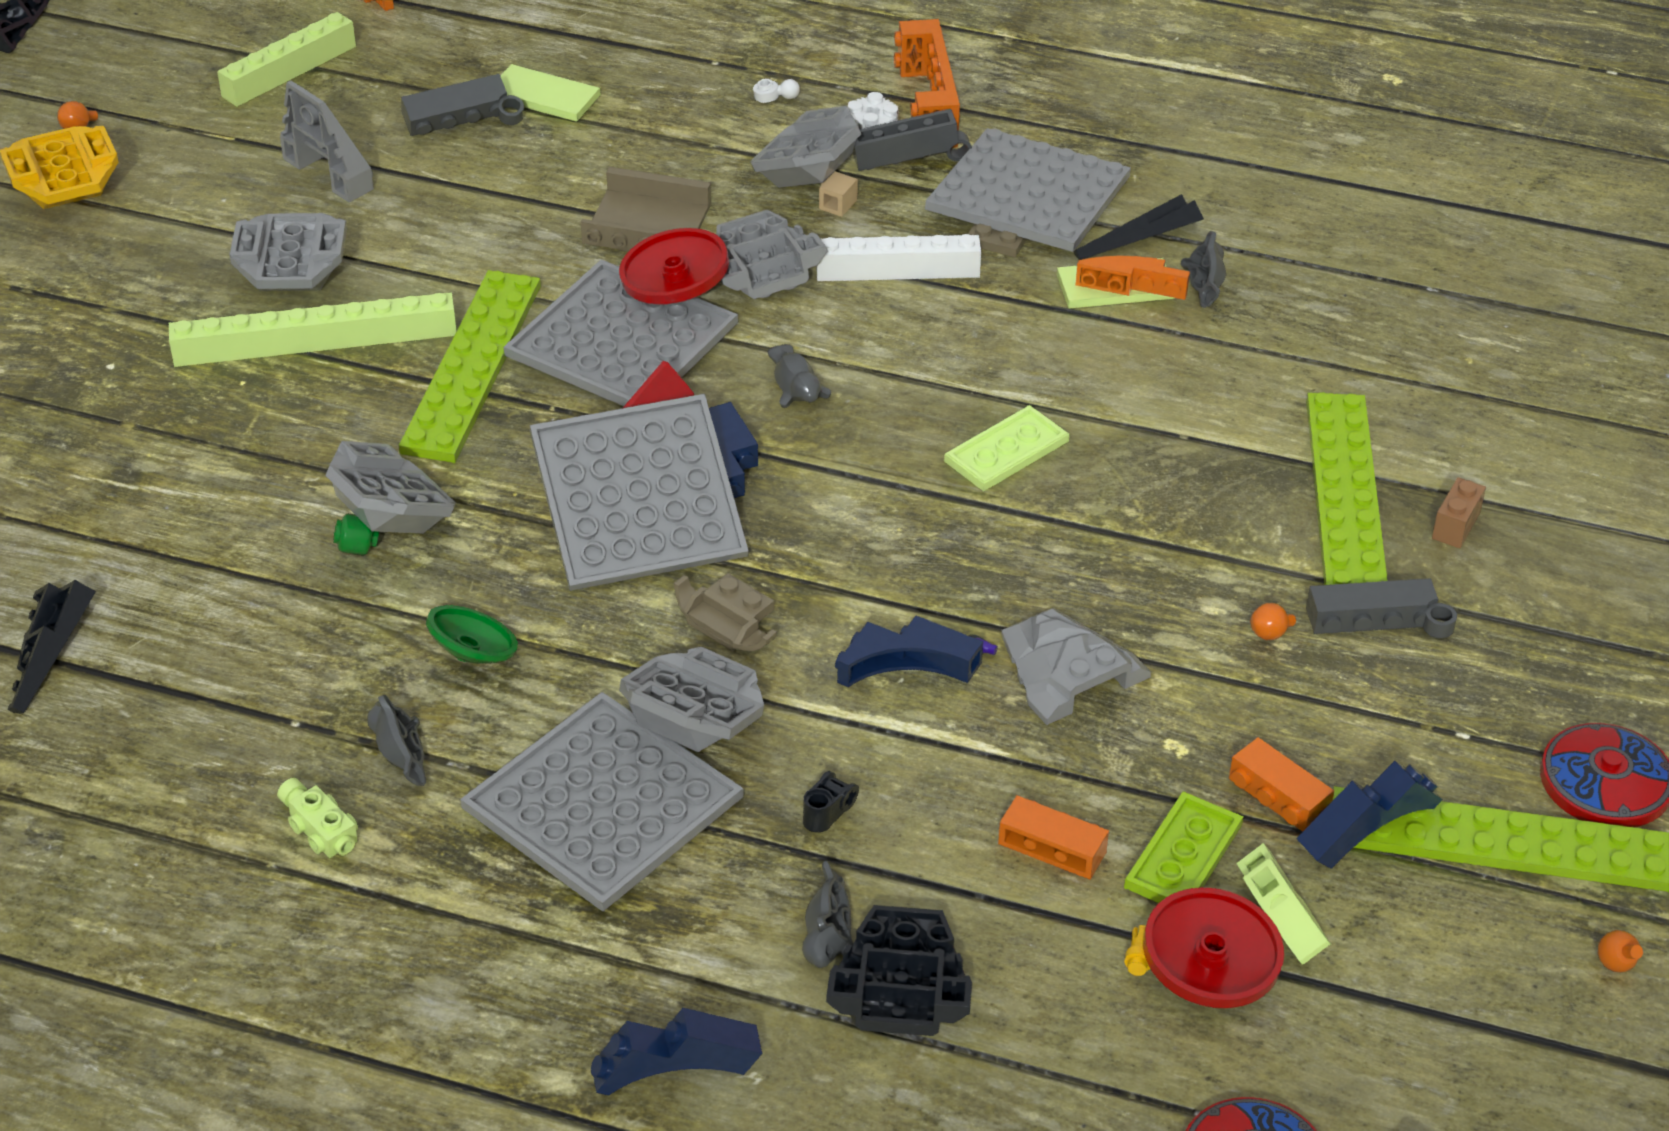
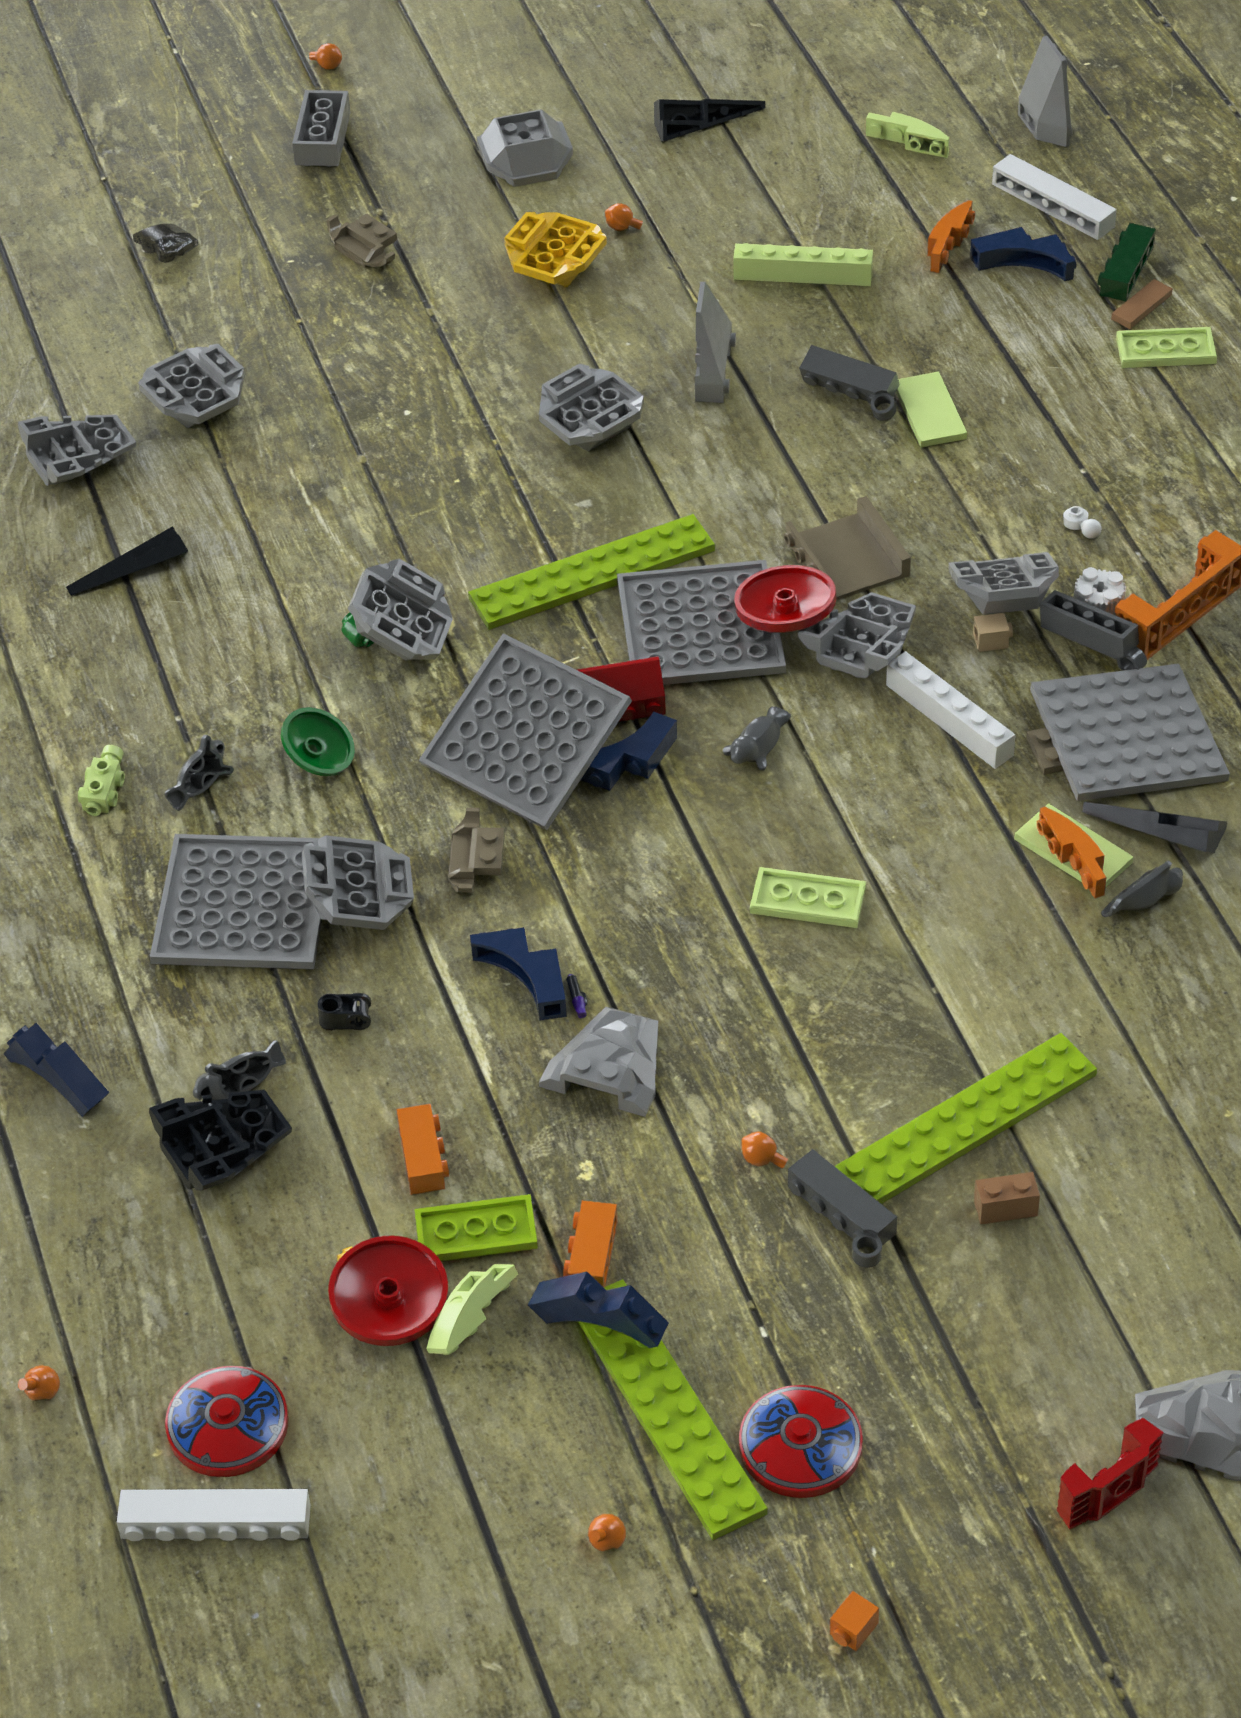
camera: 55 degrees right, 5 degrees up
(312, 329) = (534, 475): yellowish green brick -> none

